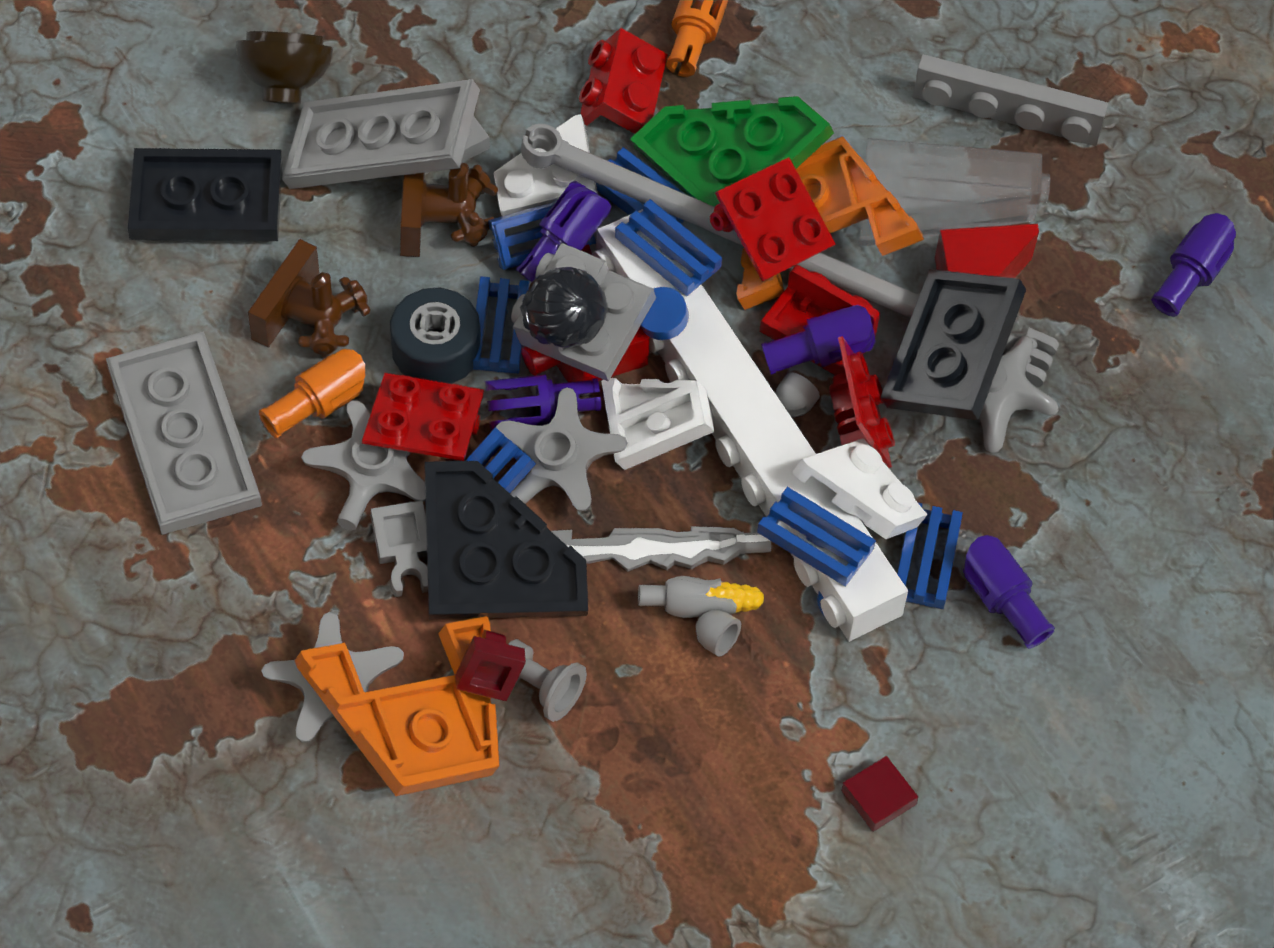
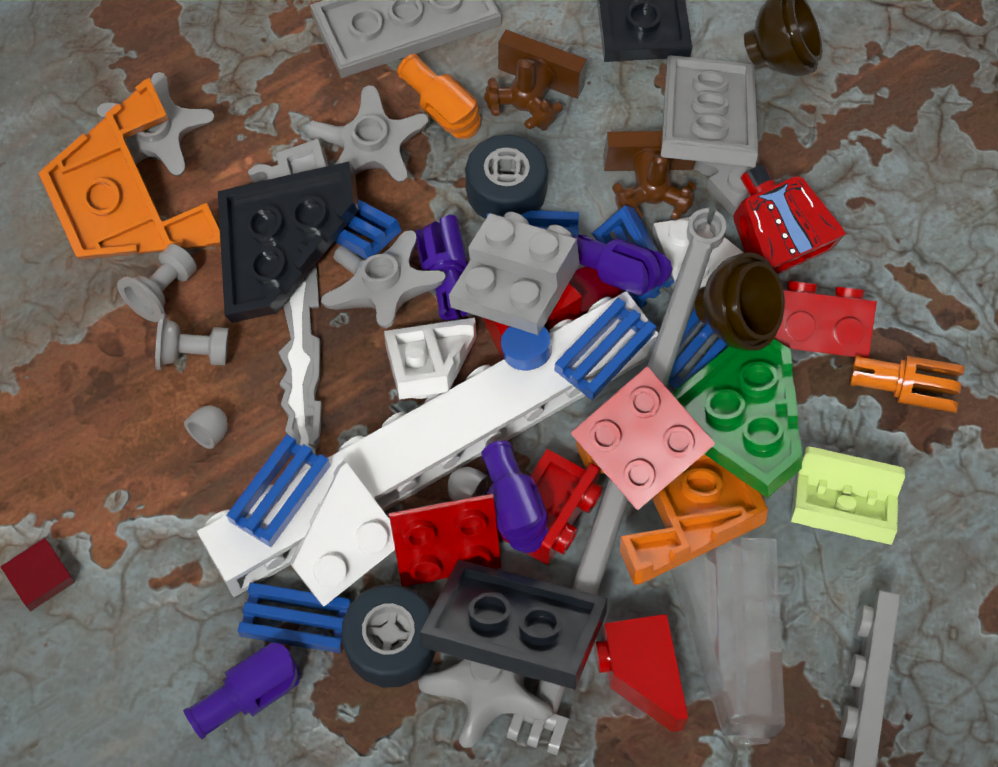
camera: 90 degrees right, 5 degrees up
(424, 416) = (411, 170): red hinge -> none
(490, 666) = (157, 232): dark red tile -> none
(520, 92) = (784, 221): none -> red torso
(564, 307) = (494, 241): black hair -> none
(620, 664) = (171, 343): none -> light grey piece
(623, 130) = (742, 302): none -> dark brown piece
(694, 596) = (244, 411): light grey piece -> none
(821, 79) = (847, 495): none -> yellowish green bracket
(952, 465) = (387, 615): none -> black wheel

